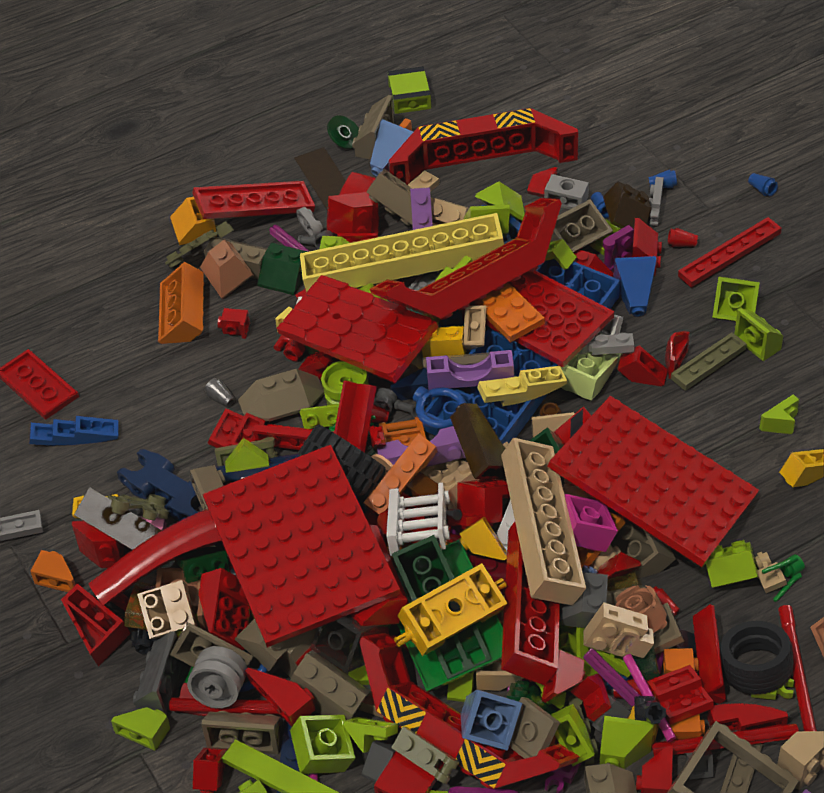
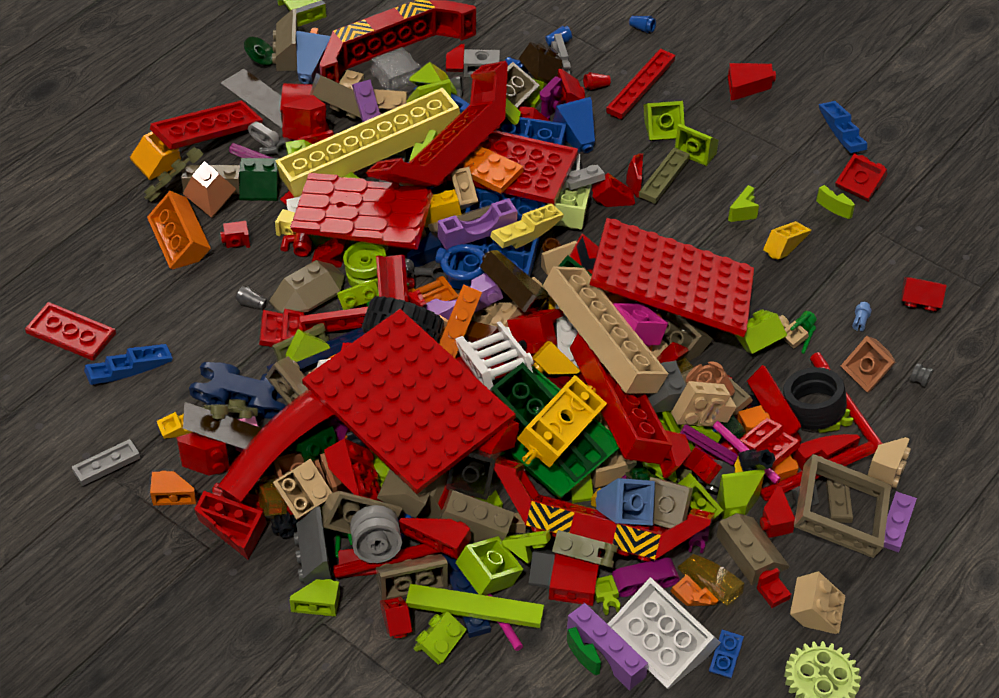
camera: 25 degrees left, 0 degrees up
(469, 179) = (394, 69): none -> clear brick

